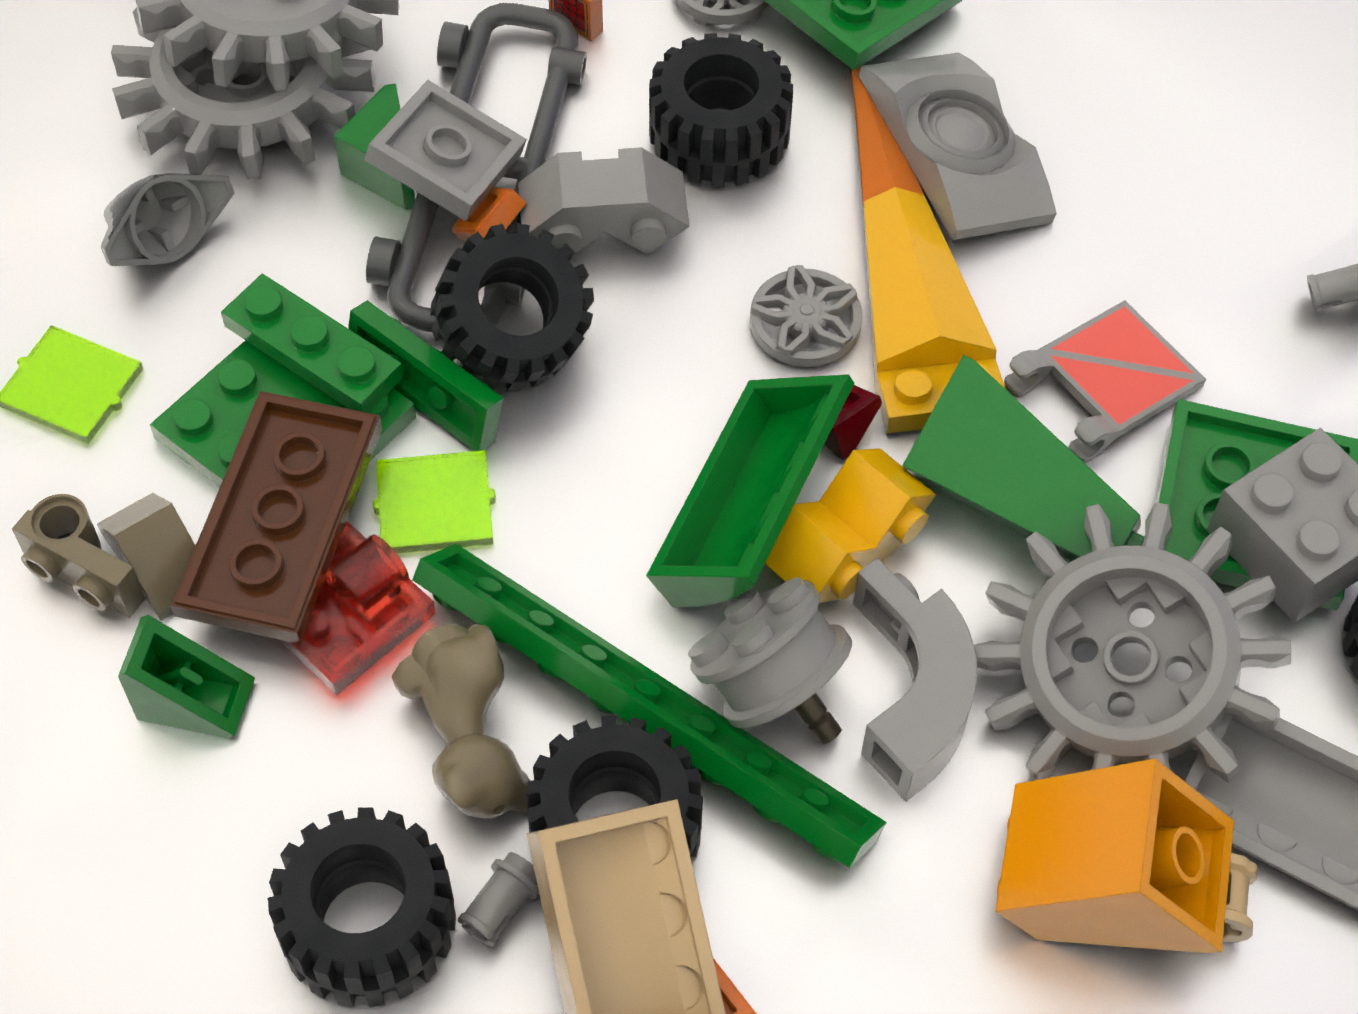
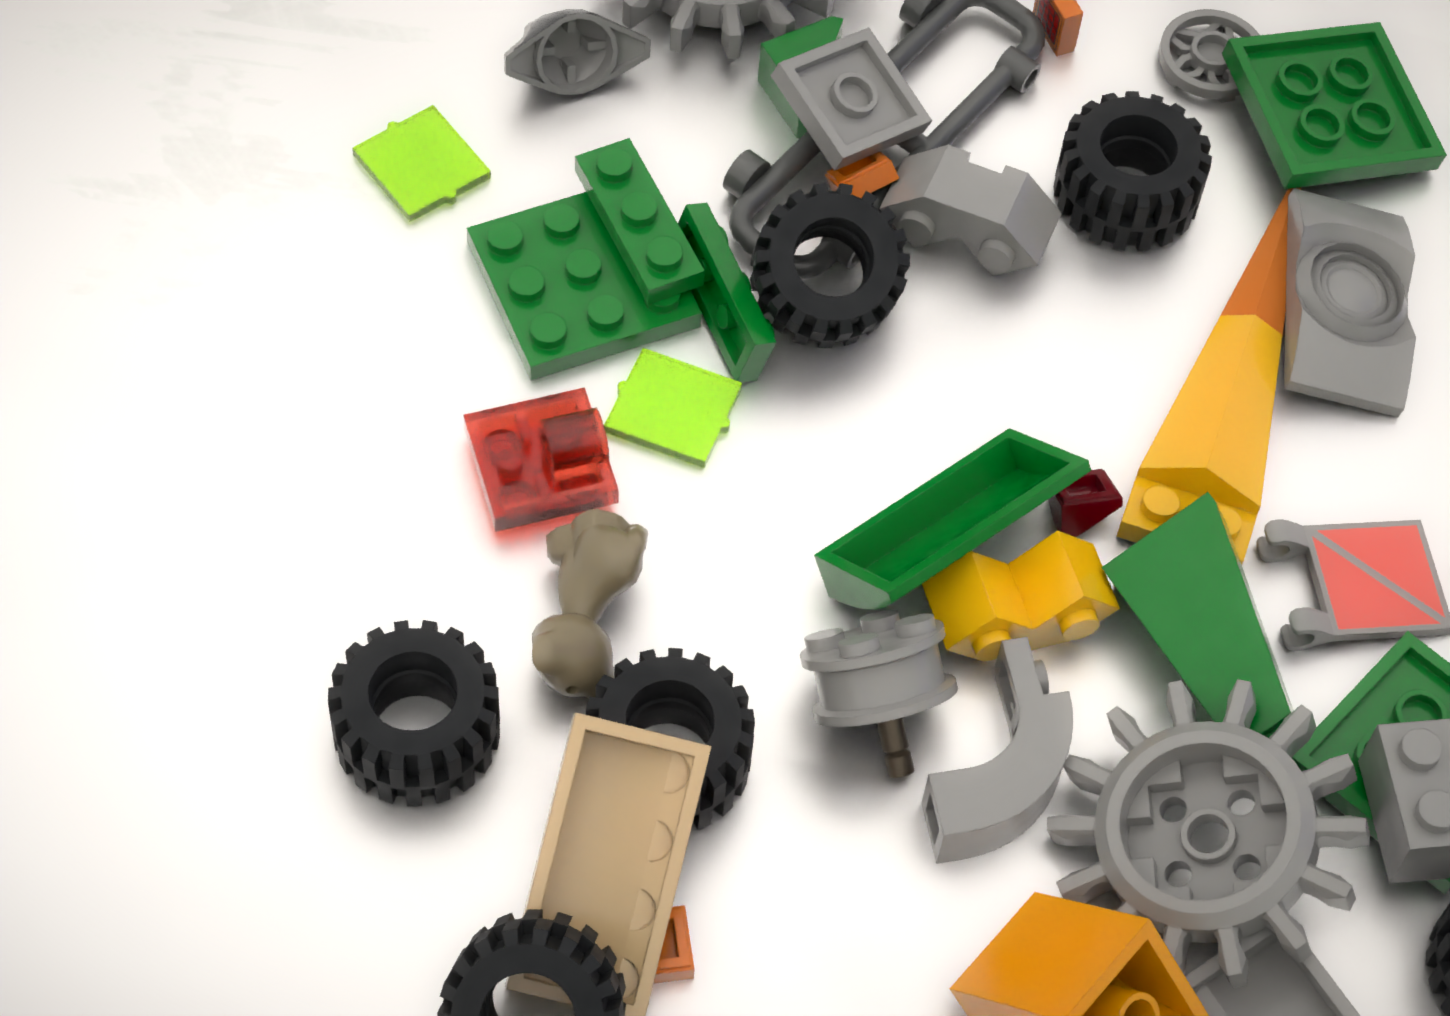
camera: 25 degrees right, 0 degrees up
(78, 558) = (344, 311): dark tan plate -> none
(155, 544) = (413, 343): dark tan slope -> none
(182, 682) = (372, 457): green slope -> none
(278, 517) = (527, 355): reddish brown tile -> none
(500, 898) = (529, 766): light grey pin -> none
(629, 689) = (743, 643): green plate -> none
(806, 316) = (1103, 397): light grey wheel -> none

